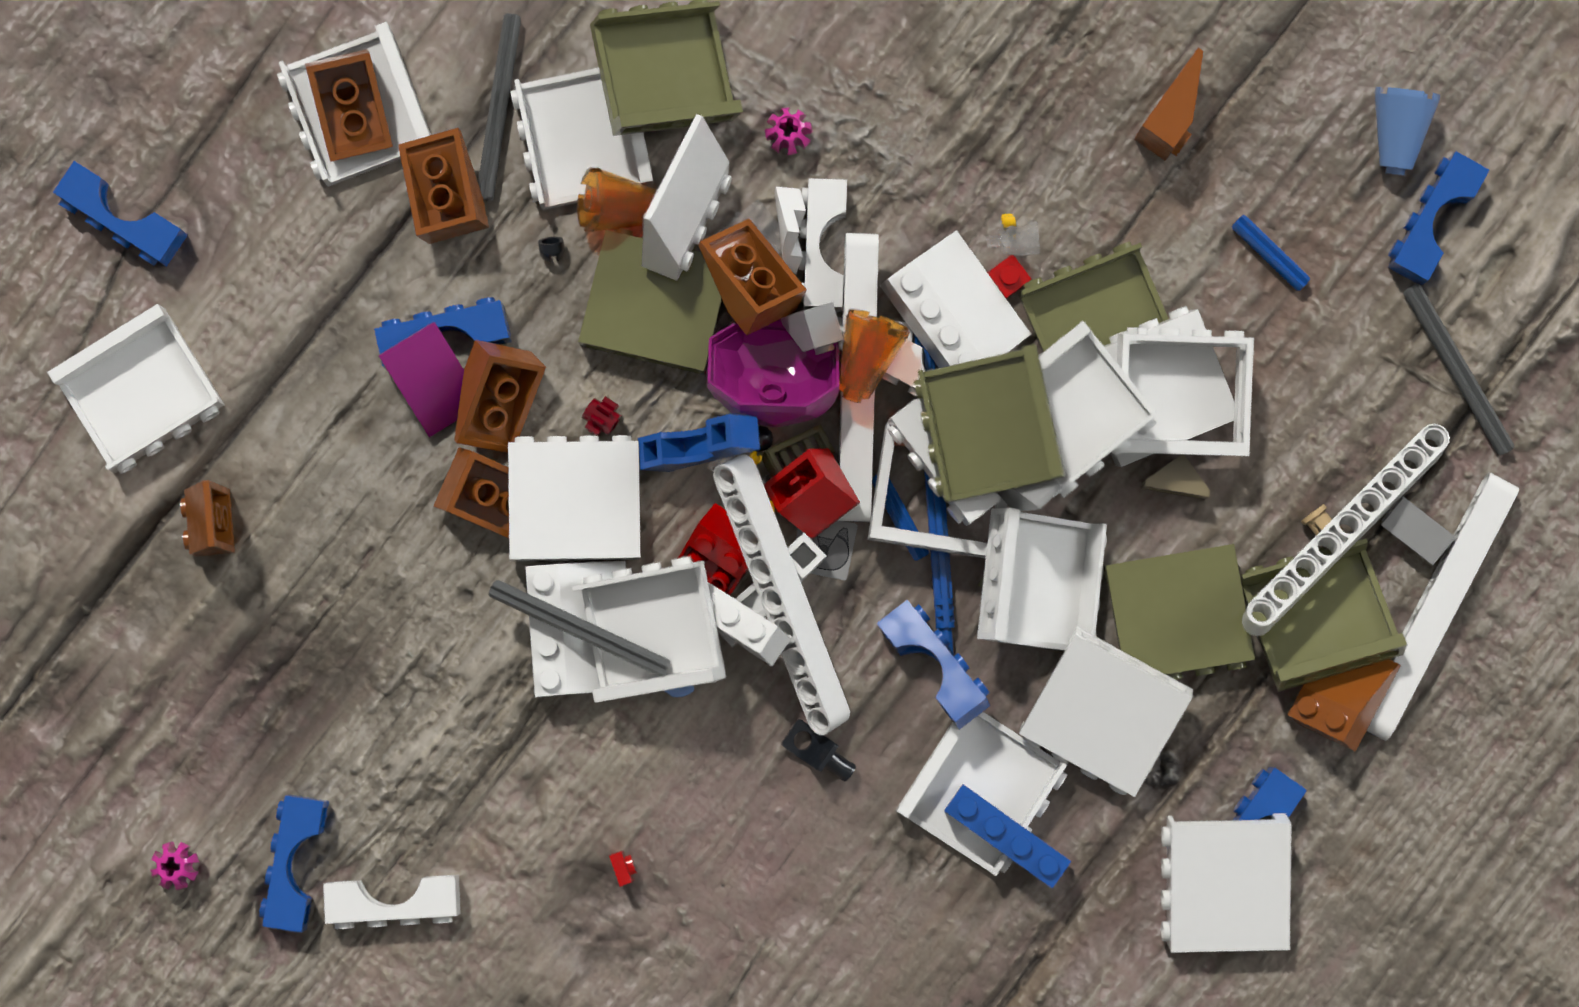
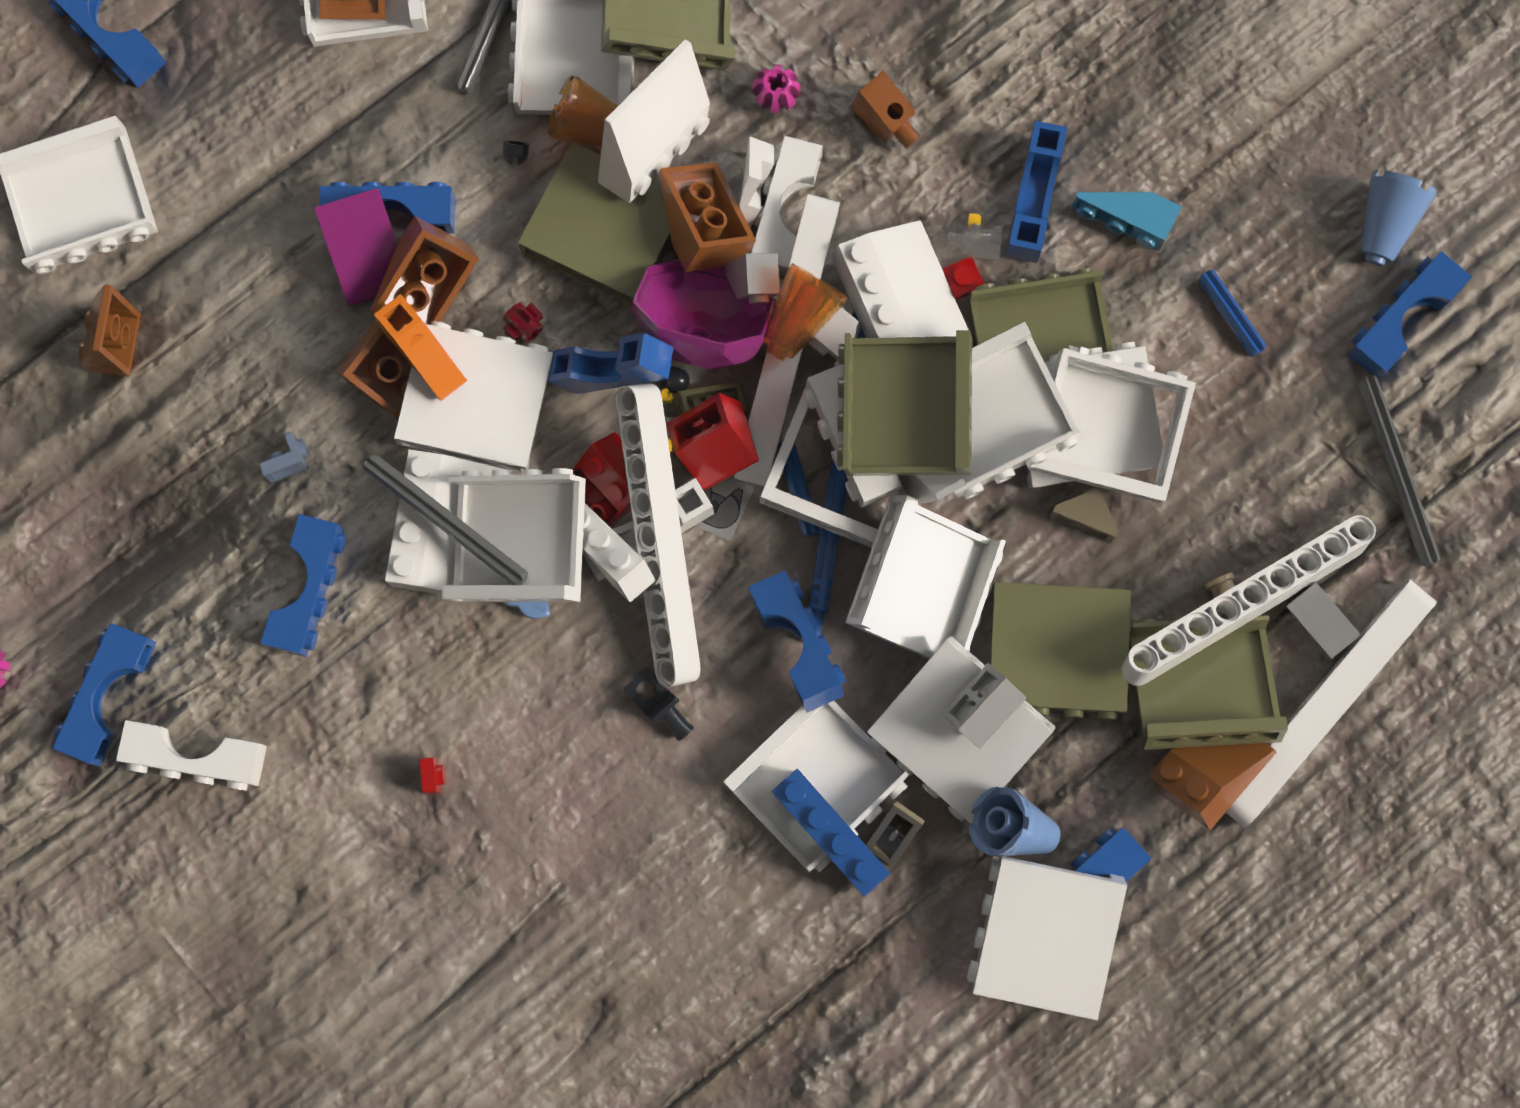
camera: 15 degrees right, 5 degrees down
(406, 605) = (283, 464): none -> sand blue bracket
(442, 187) = (422, 66): dark orange slope -> none
(457, 758) = (295, 625): none -> blue arch
(515, 469) = (419, 347): none -> orange slope
(888, 126) = (878, 102): none -> dark orange torso
(1059, 178) = (1036, 191): none -> blue arch
(1065, 821) = (894, 833): none -> dark tan slope
(1123, 688) = (983, 705): none -> light grey hinge
(1164, 178) = (1136, 214): none -> dark azure slope
(1168, 123) = (1153, 160): dark orange slope -> none
(1172, 791) = (1011, 825): none -> medium blue cone

